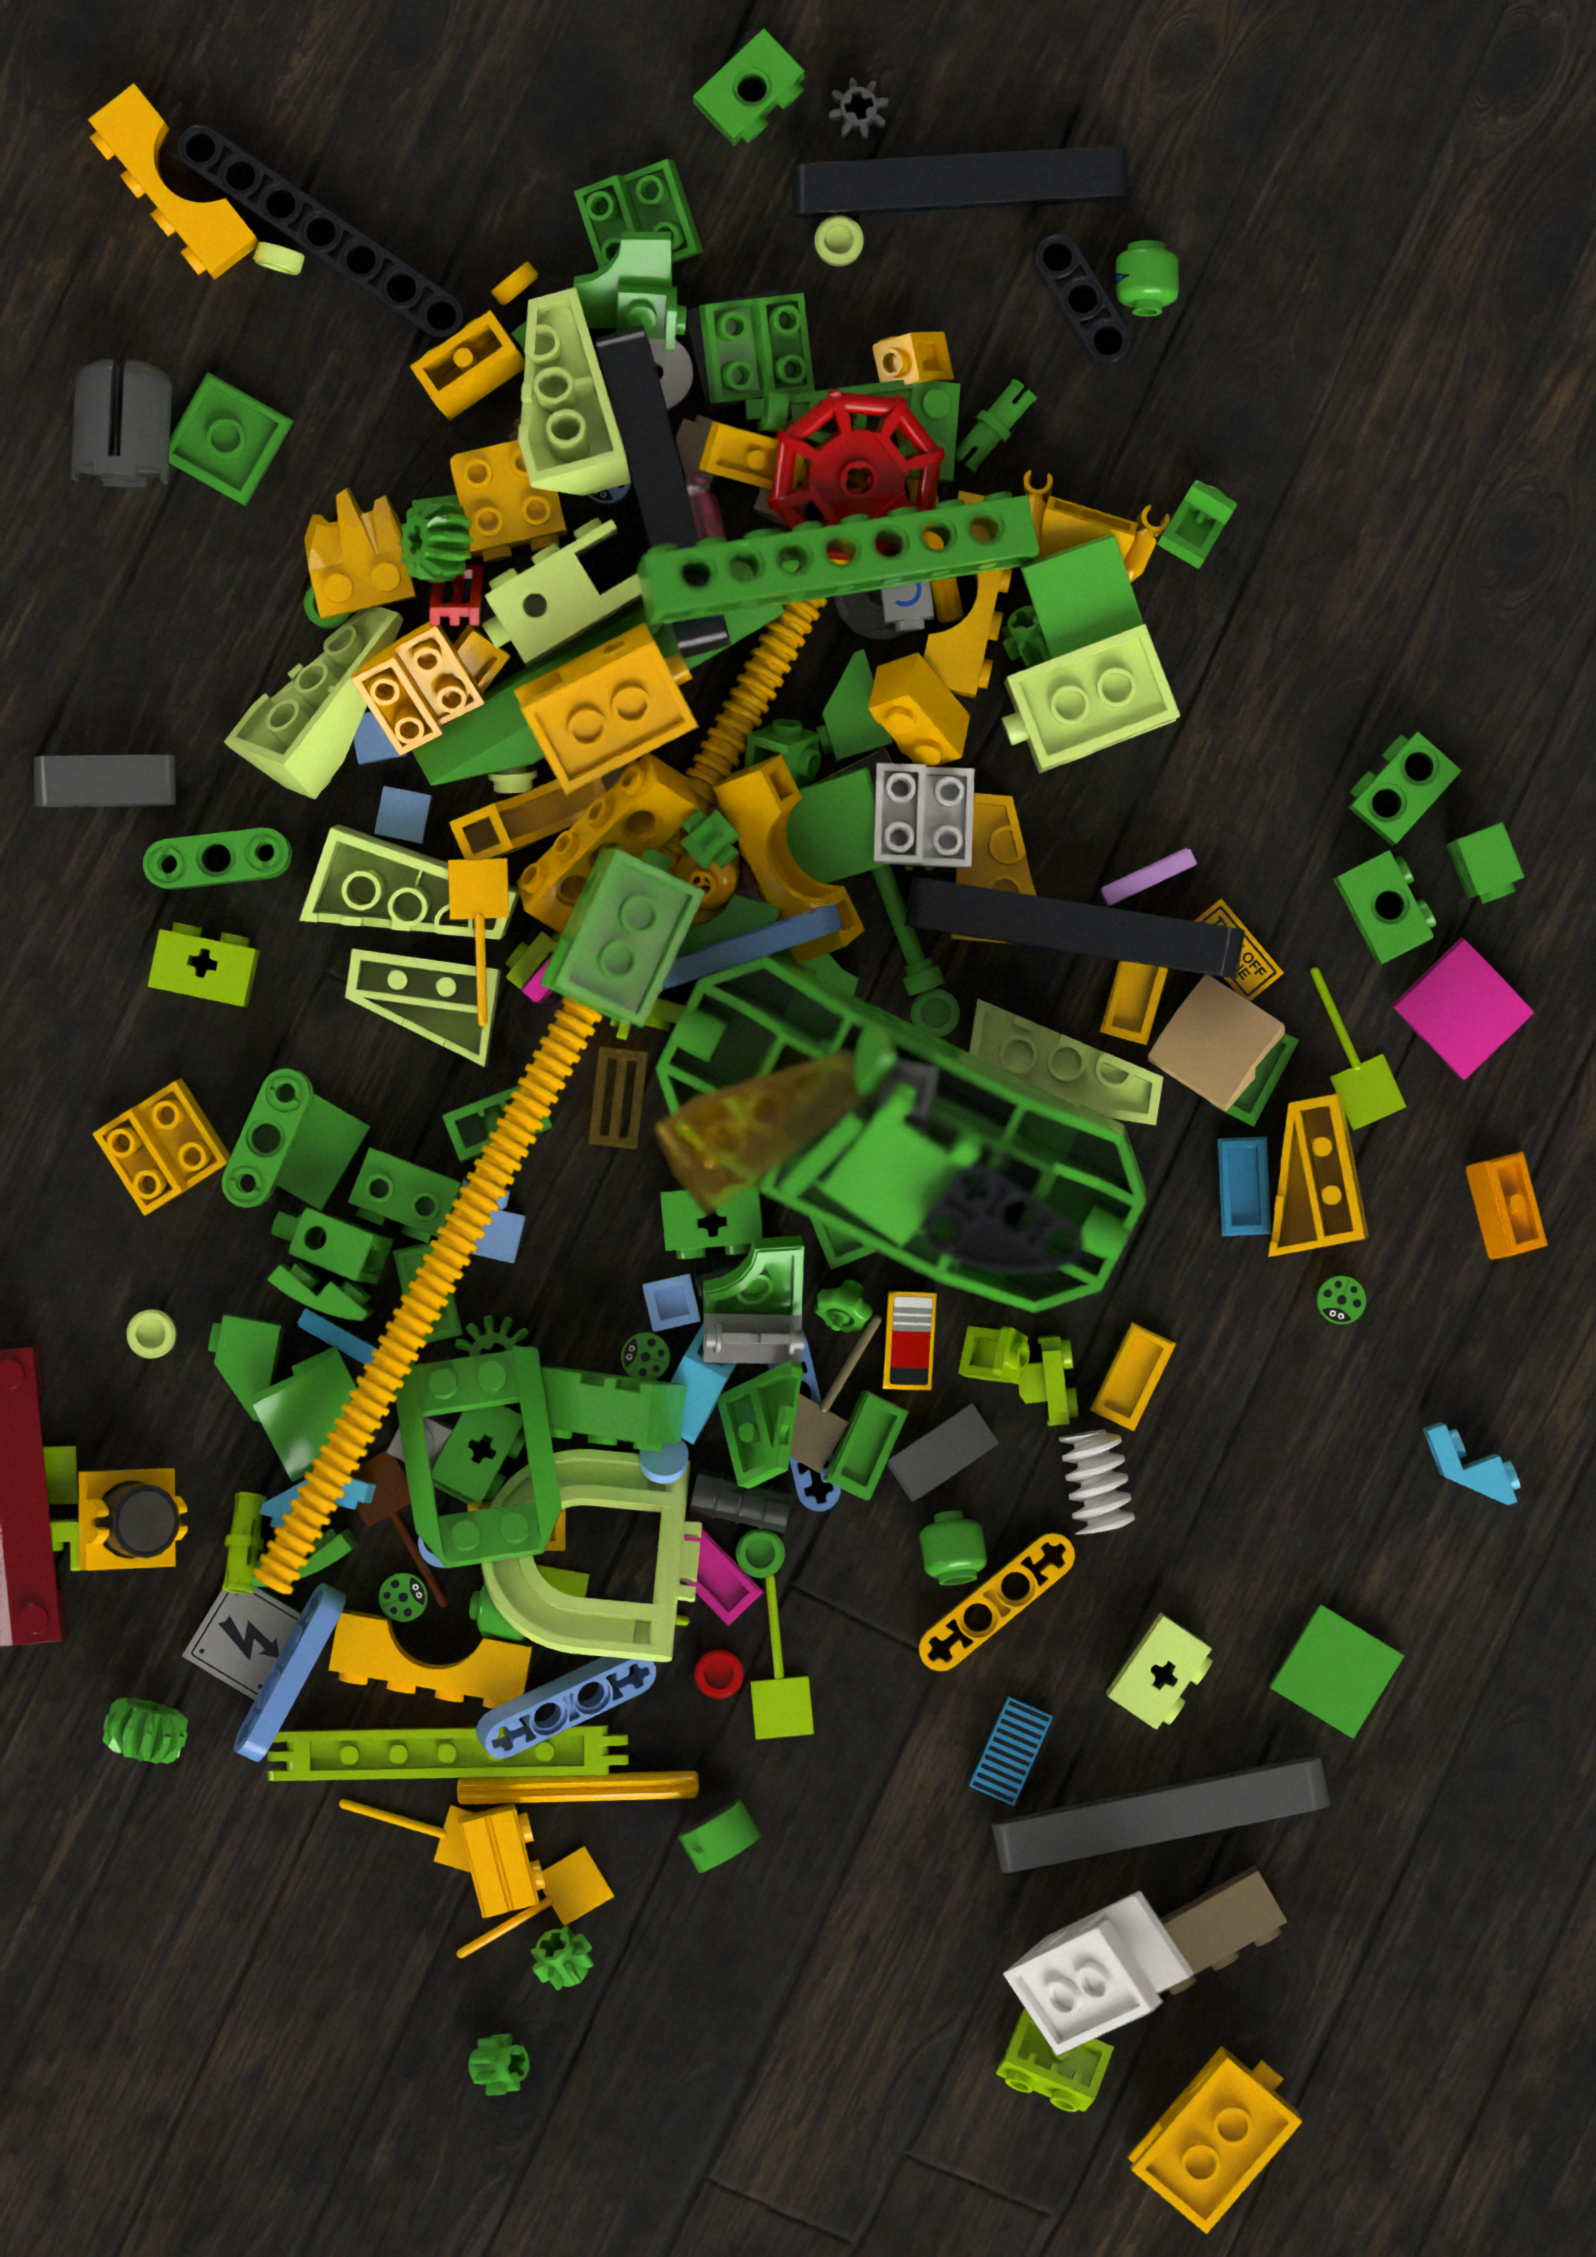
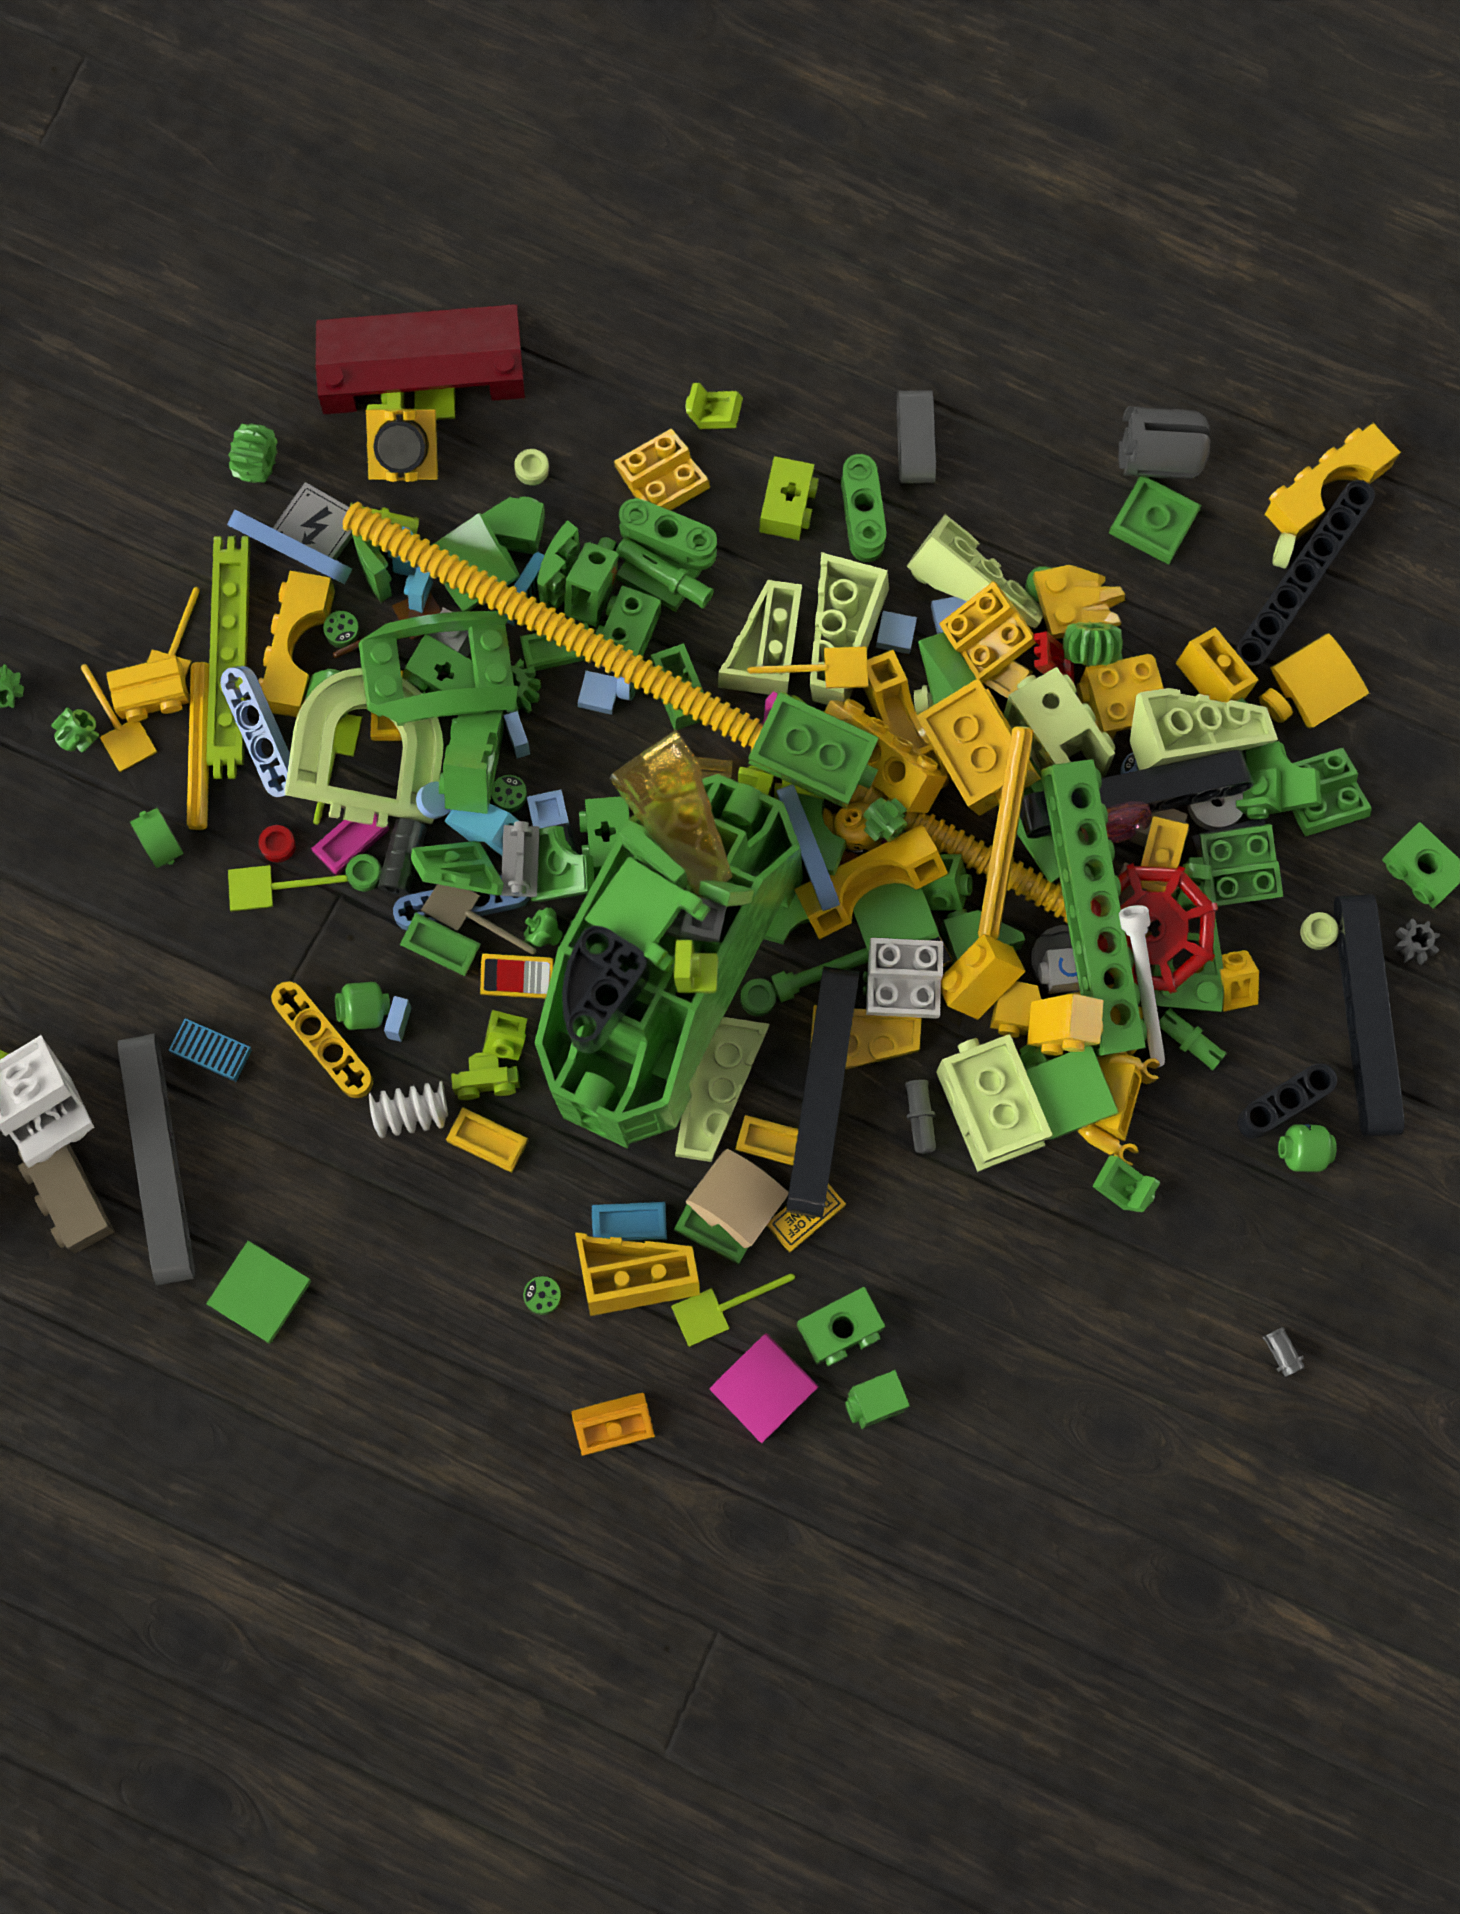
camera: 85 degrees right, 15 degrees down
(62, 1072) = (713, 409): none -> lime bracket
(324, 1142) = (676, 579): none -> bright green pin
(476, 219) = (1319, 680): none -> yellow slope
(564, 1347) = (516, 734): none -> light blue tile
(735, 675) = (1006, 831): none -> yellow axle
(866, 504) = (1135, 922): none -> white piece
(942, 1452) = (434, 999): dark grey slope -> none
(971, 1500) = (397, 1019): none -> light blue tile
(981, 1098) = (694, 970): none -> lime bracket
(998, 602) = (1065, 1023): none -> yellow brick
(1101, 795) = (921, 1116): none -> dark grey axle
(1134, 1683) = (252, 1139): yellowish green brick -> none
(1147, 877) = (860, 1148): lavender tile -> none
(1411, 795) = (925, 1348): bright green brick -> none
(1417, 324) = (1284, 1352): none -> dark grey pin
(1484, 1475) = (403, 1403): medium azure slope -> none

